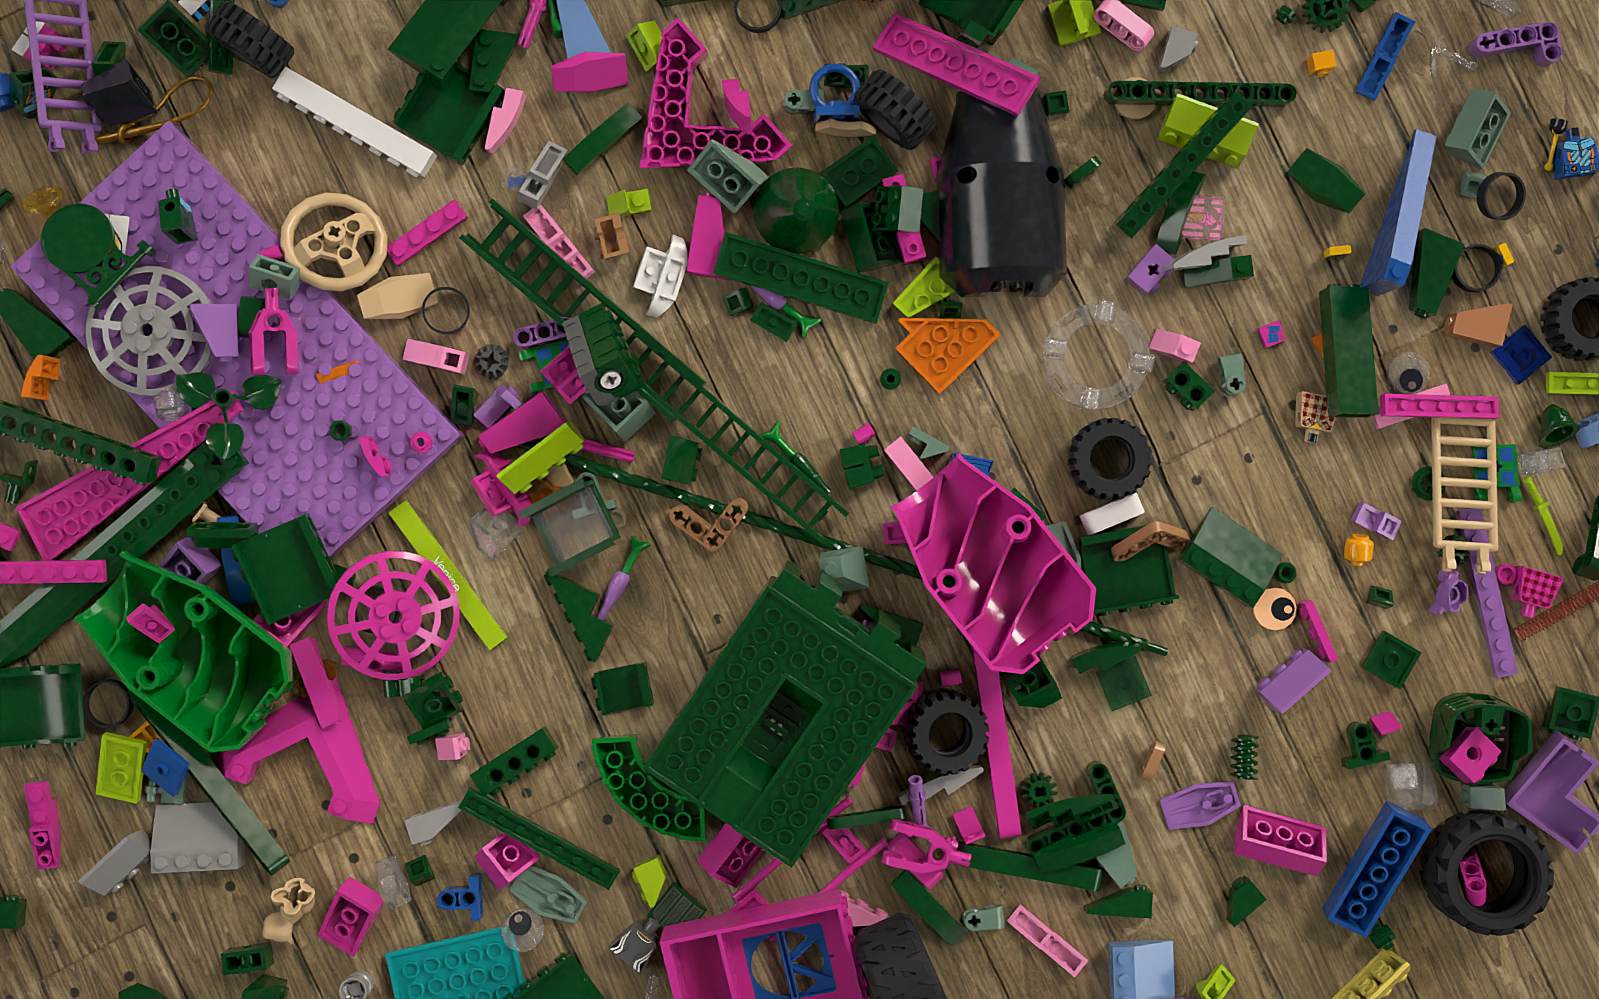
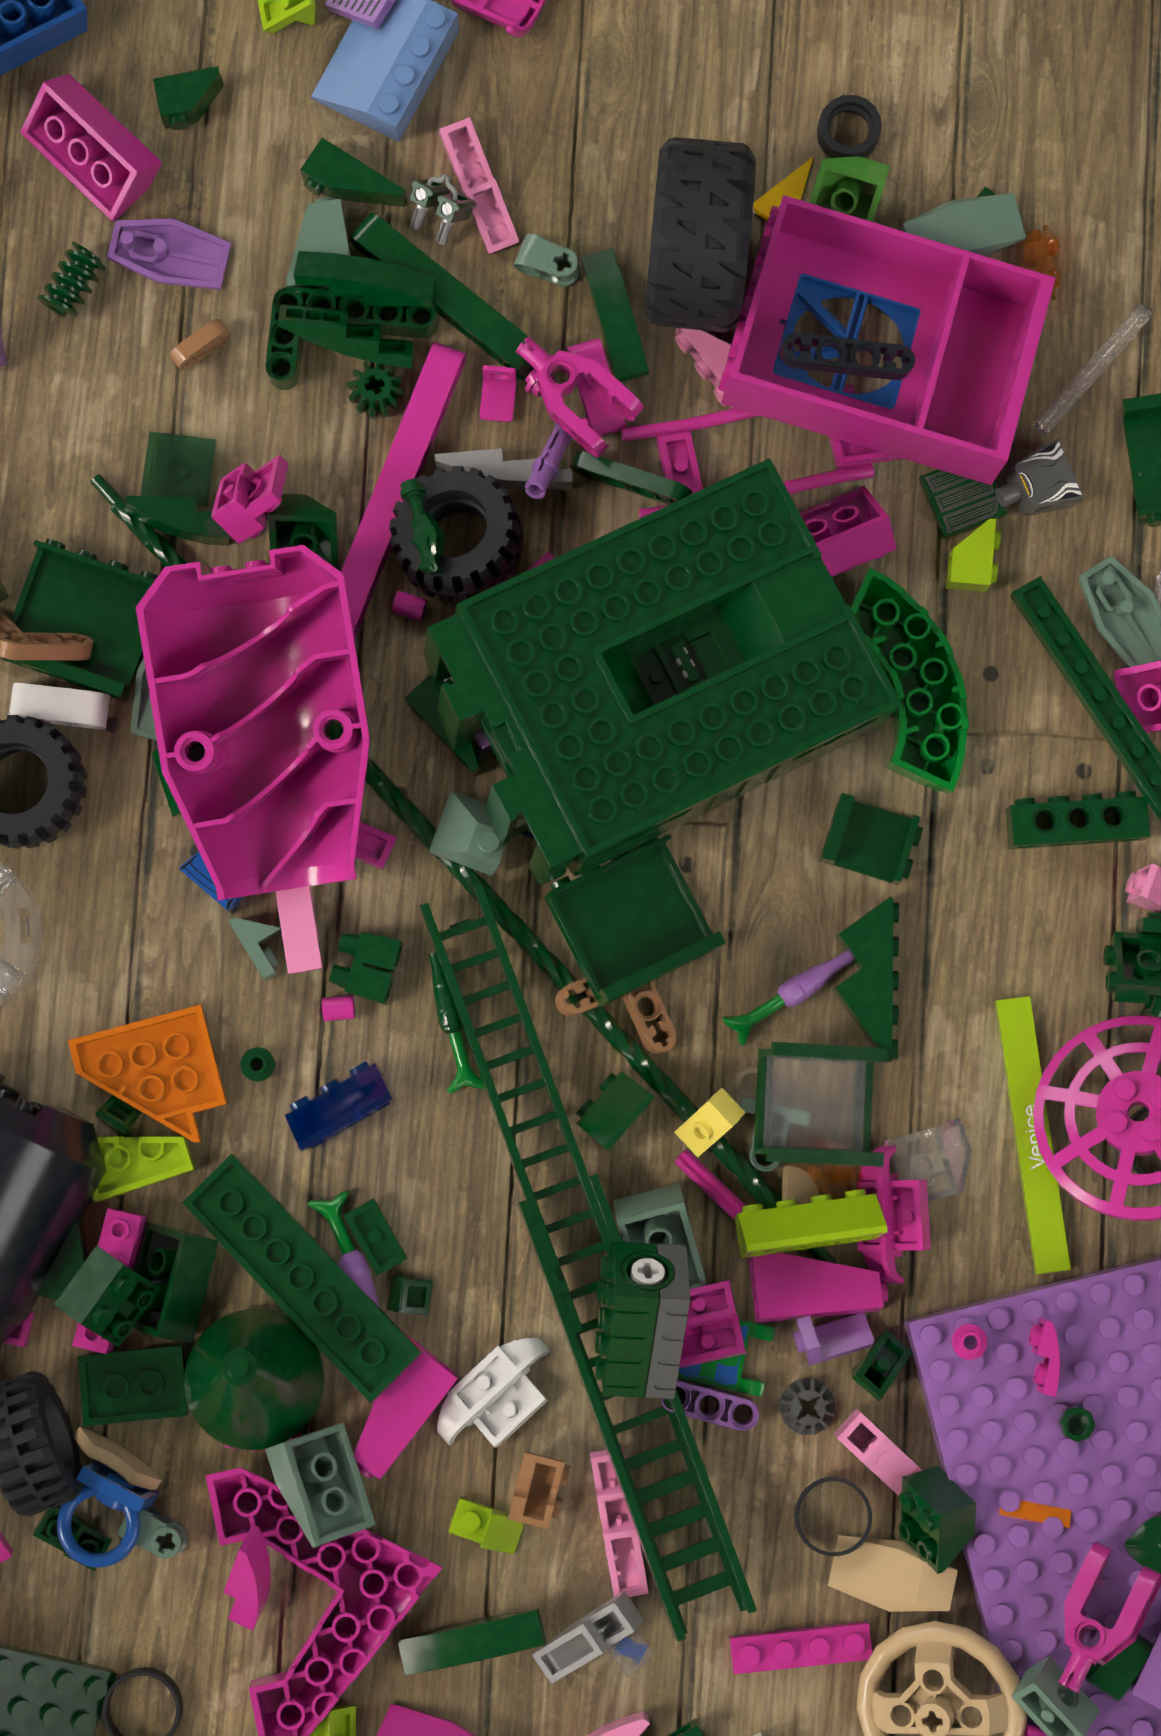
camera: 150 degrees left, 5 degrees down
(390, 340) = (935, 1517): none -> dark green slope
(626, 483) = (710, 1122): none -> light yellow brick
(729, 569) = (631, 920): none -> dark green panel
(782, 954) = (847, 362): none -> black beam
(832, 380) = (339, 1106): none -> clear blue slope
(959, 720) = (427, 533): none -> dark green piece
(1054, 917) = (450, 207): none -> piece
(1073, 687) = (248, 496): none -> dark pink brick

